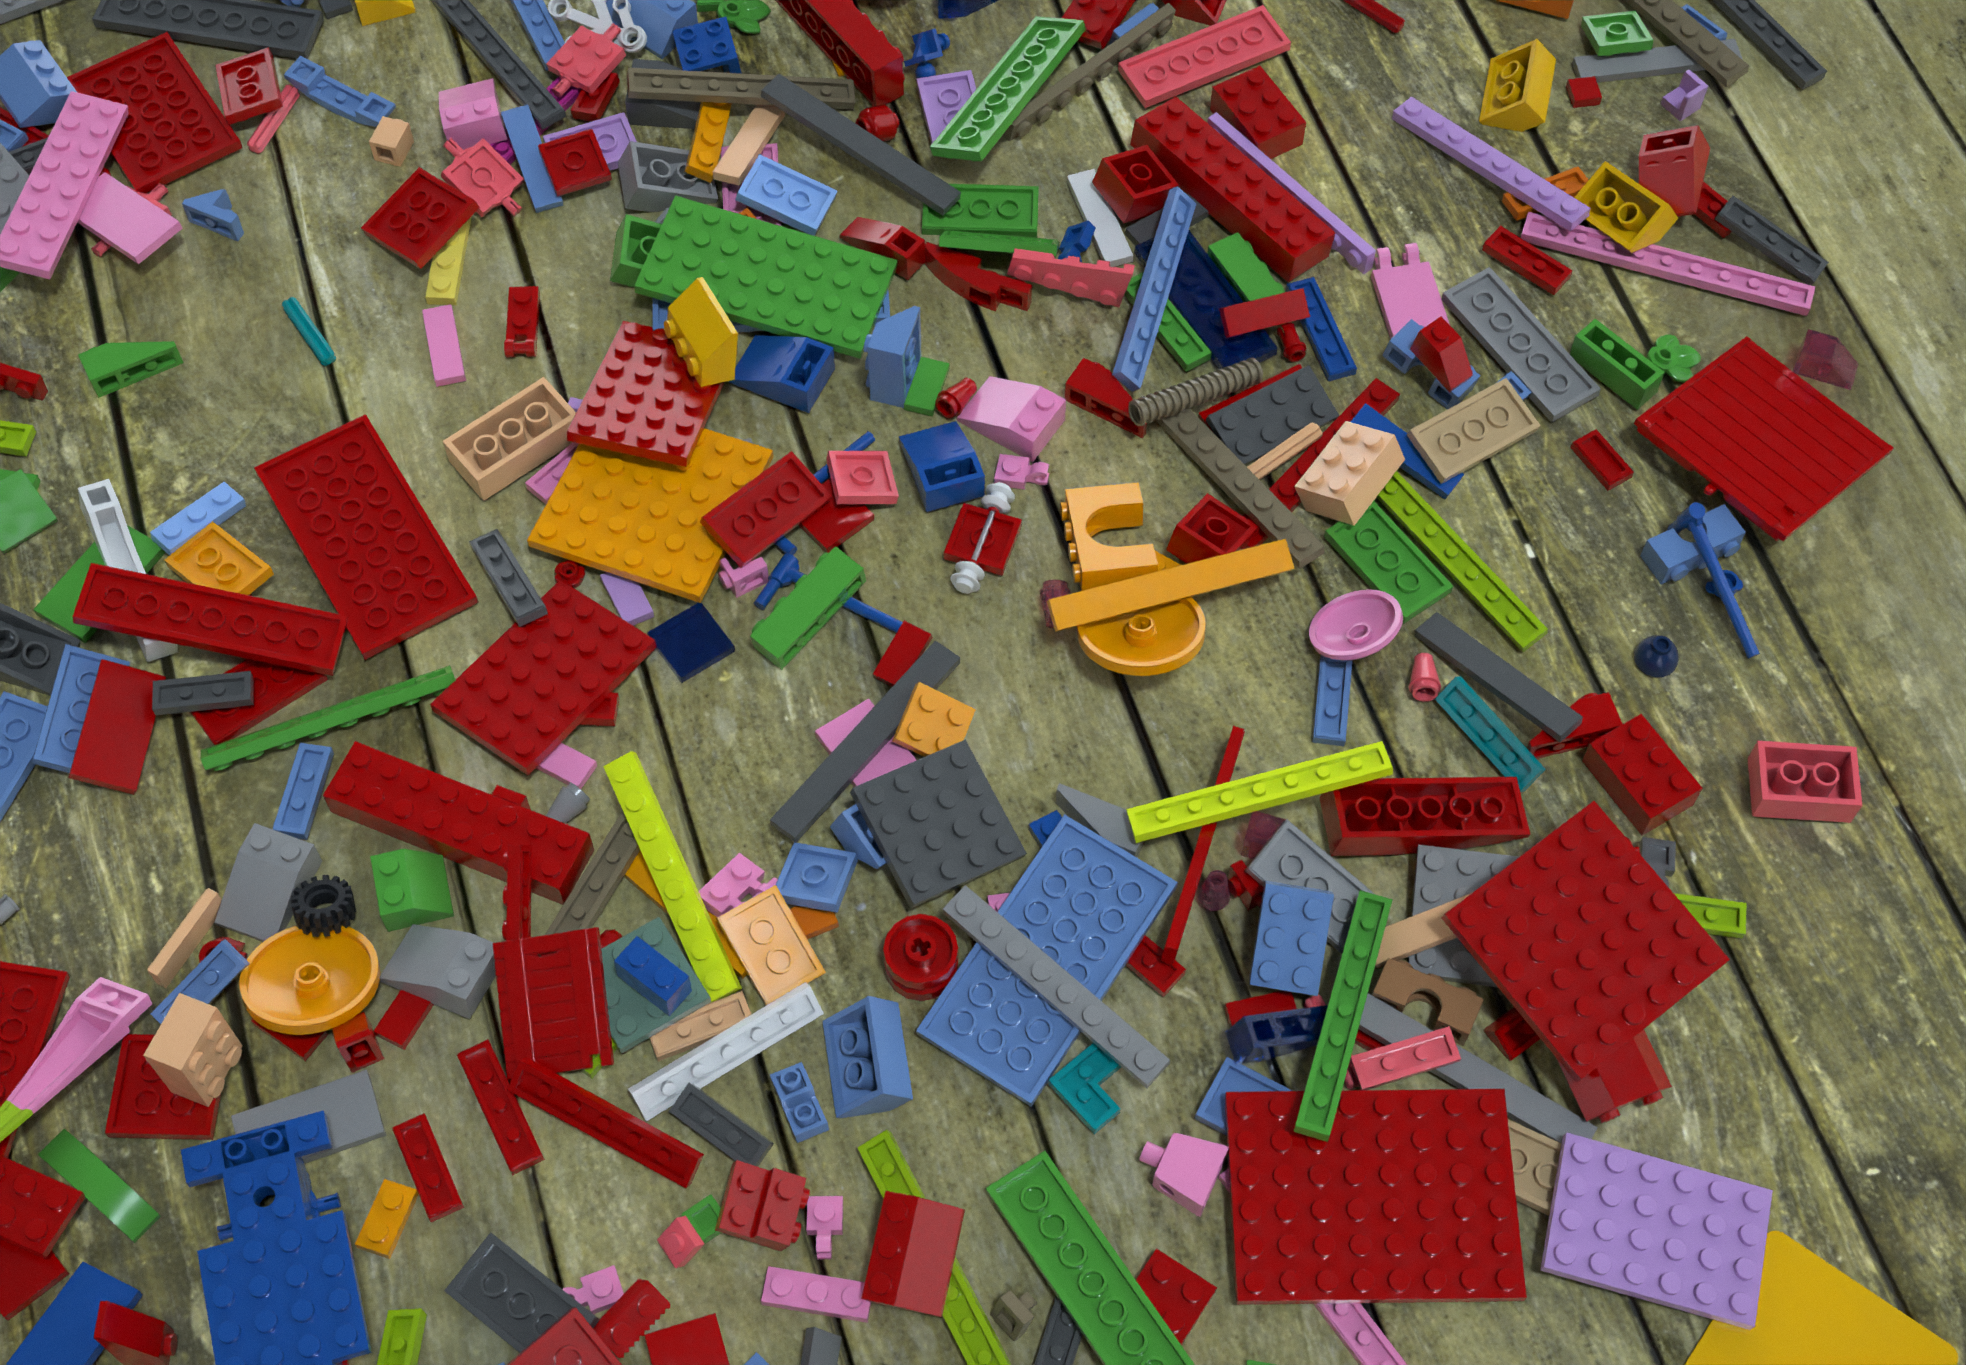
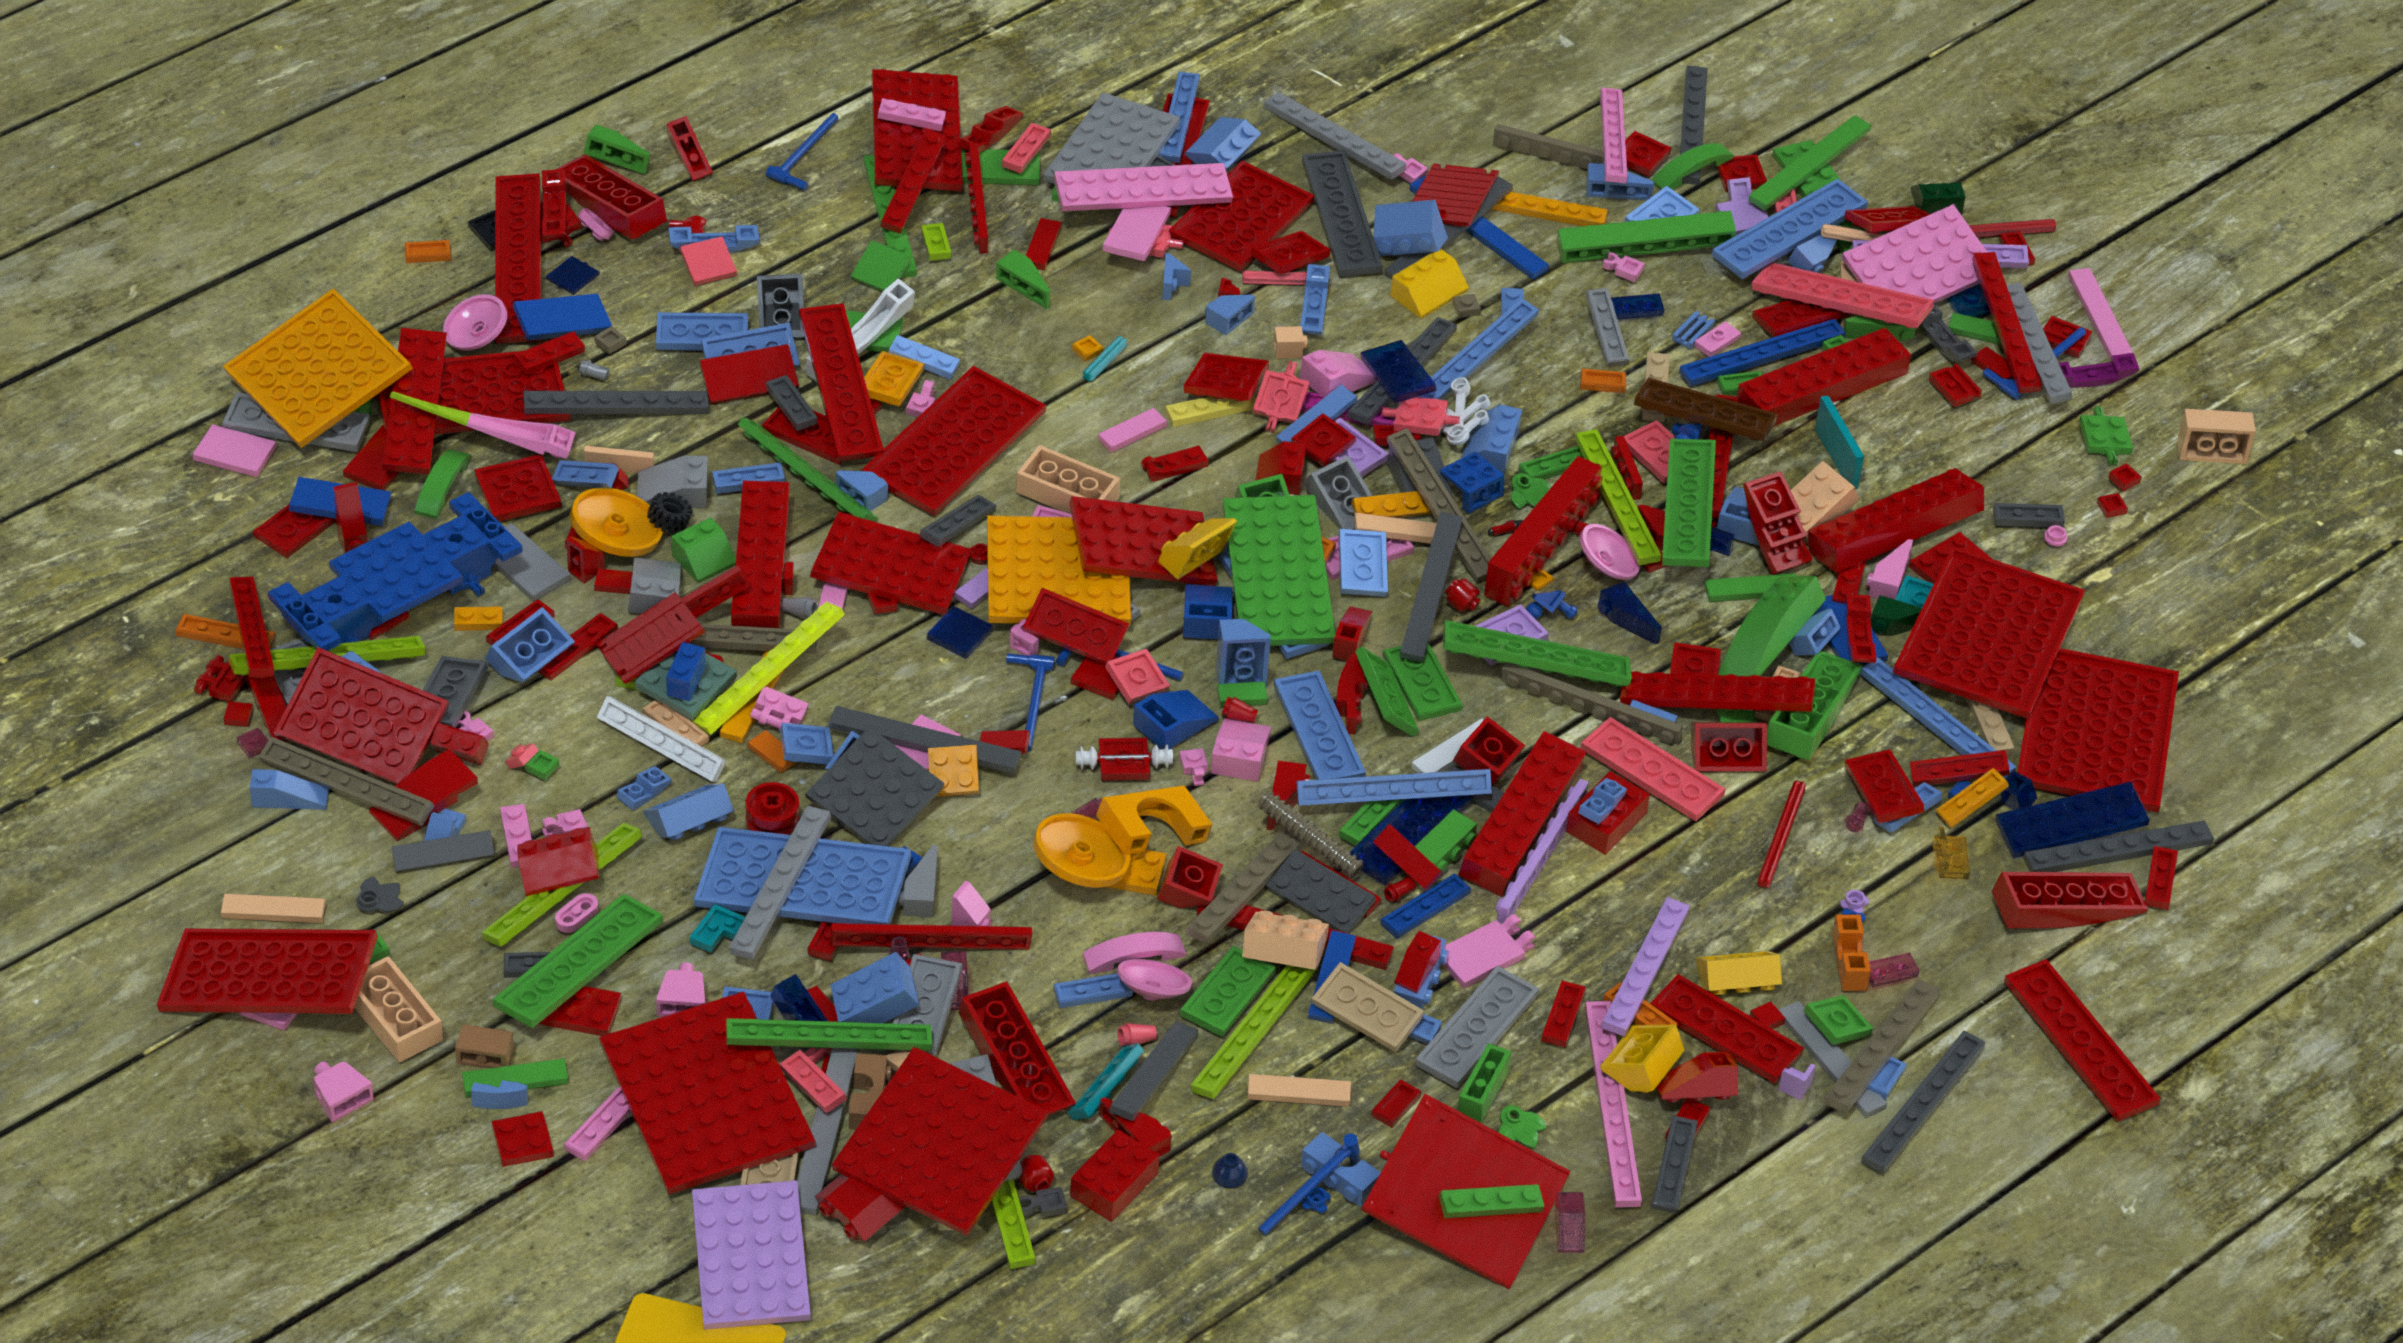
camera: 65 degrees right, 15 degrees down
(69, 324) = (1043, 242): none -> red tile
(75, 910) = (615, 402): none -> dark grey plate
(194, 1050) = (534, 474): light nougat brick -> none
(265, 171) = (1227, 288): none -> red tile
(274, 549) = (920, 402): none -> bright pink plate
(279, 343) = (1087, 348): none -> light orange tile
(308, 182) = (1229, 312): none -> medium blue slope
(394, 662) = (863, 487): none -> medium blue slope
(490, 1166) = (528, 647): none -> medium blue slope
(507, 54) = (1398, 371): none -> clear blue tile
(590, 219) = (1284, 459): none -> red slope
(605, 1122) = (584, 694): red plate -> none
(720, 1126) = (607, 752): dark grey plate -> none
(762, 1205) = (562, 785): red plate -> none
(770, 945) = (746, 735): light orange tile -> none
(785, 49) = (1509, 526): none -> red piece
(807, 607) = (1012, 677): bright green brick -> none
(995, 1261) = (572, 914): none -> bright pink plate
(1014, 1313) = (545, 932): dark tan tile -> none
(1017, 330) = (1318, 726): none -> medium blue plate
(1076, 240) = (1422, 740): blue plate -> none
(1086, 280) = (1375, 729): coral wing -> none
(1170, 585) = (1123, 854): light orange tile -> none
(1178, 779) = (969, 907): none -> bright pink slope
(1259, 791) = (975, 942): neon yellow plate -> none
(1263, 104) = (1603, 801): none -> medium blue slope
(1285, 450) = (1290, 906): light nougat axle -> none
(1290, 638) = (1133, 946): none -> bright pink slope
(1555, 545) = (1299, 1090): none -> light nougat tile
(1594, 128) = (1727, 1028): none -> red plate
(1789, 418) = (1491, 1201): none -> bright green plate
(1804, 781) = (1154, 1270): coral brick -> none

